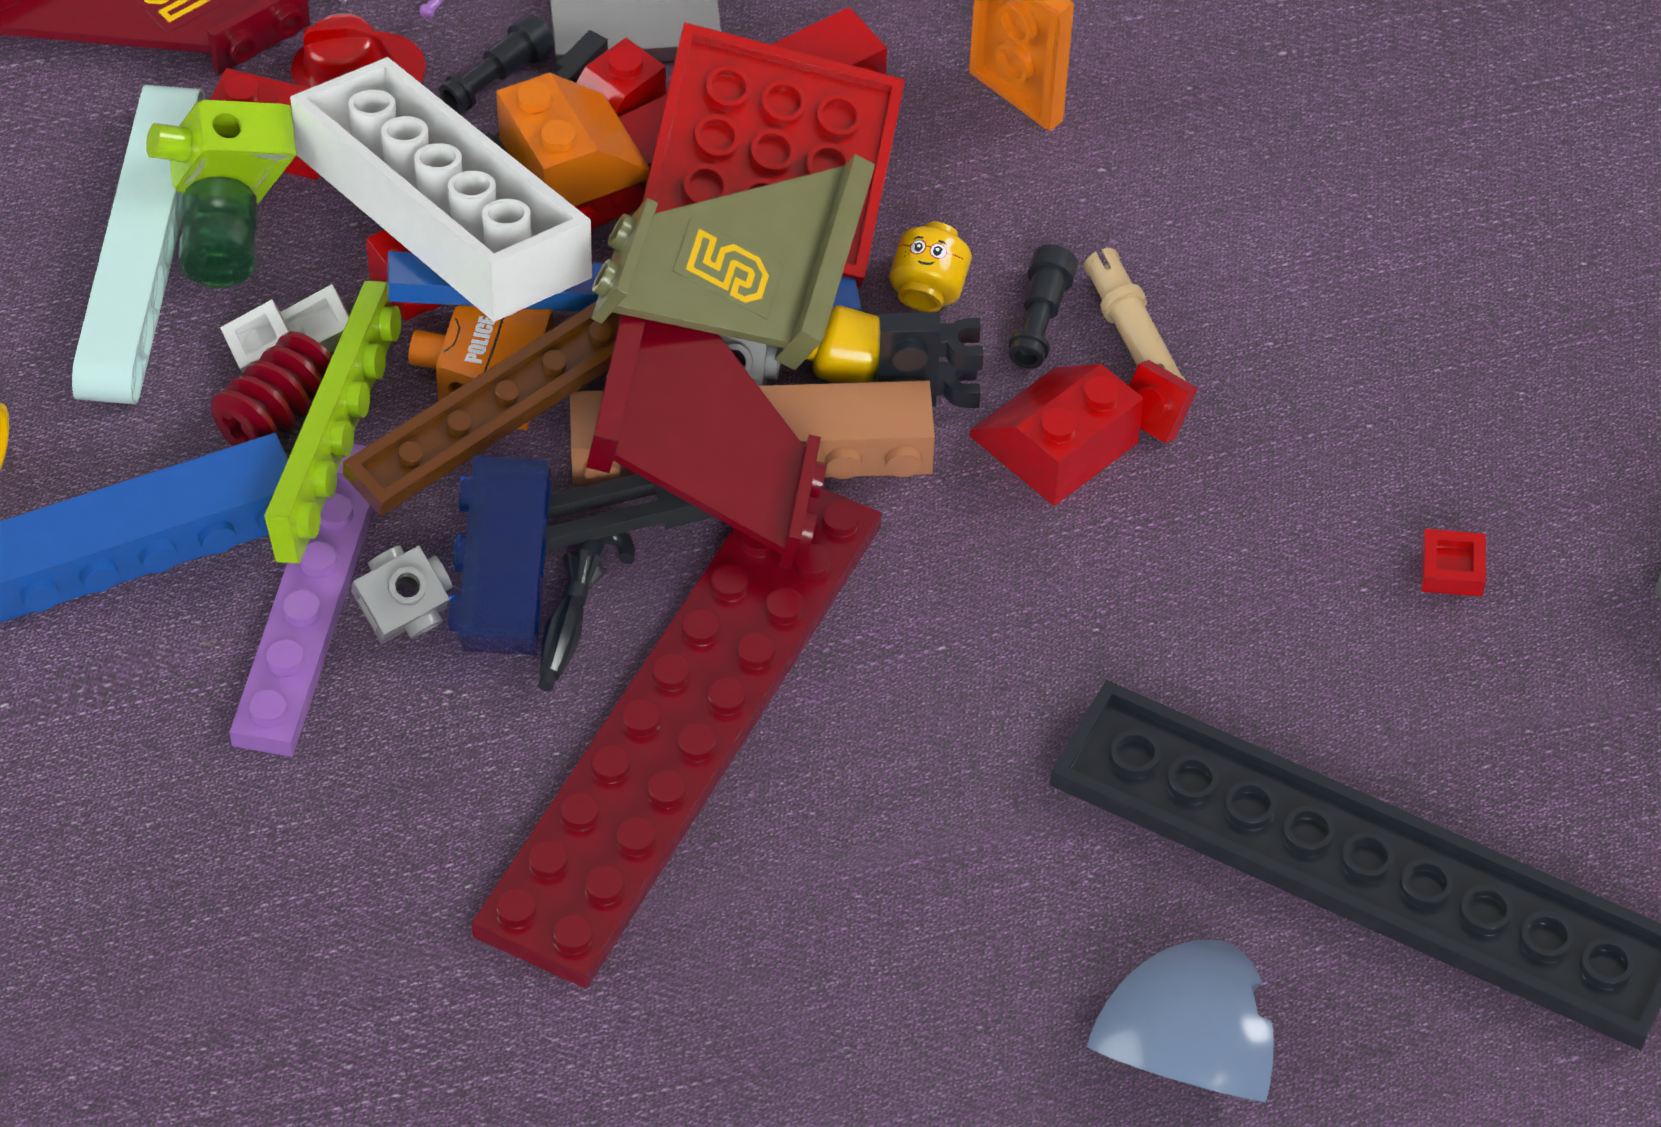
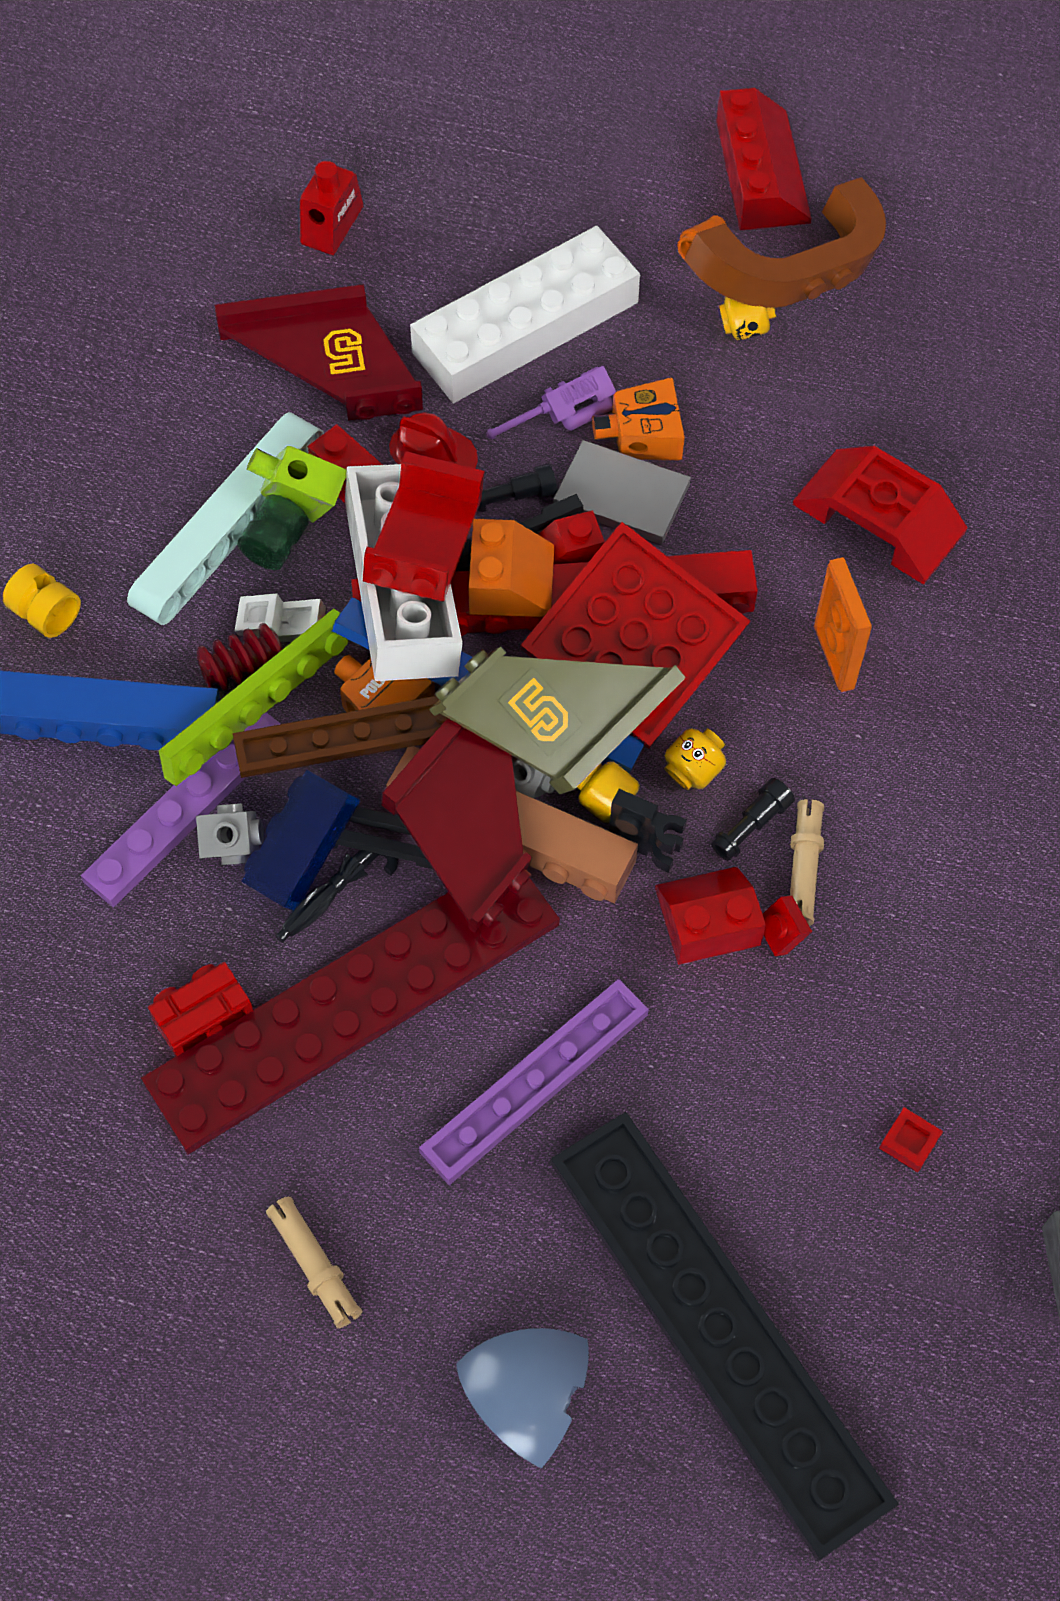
camera: 30 degrees right, 10 degrees up
(449, 113) = (425, 527): none -> red panel
(495, 808) = (199, 1007): none -> red brick
(859, 1032) = (322, 1276): none -> tan pin
(970, 704) = (533, 1082): none -> medium lavender plate

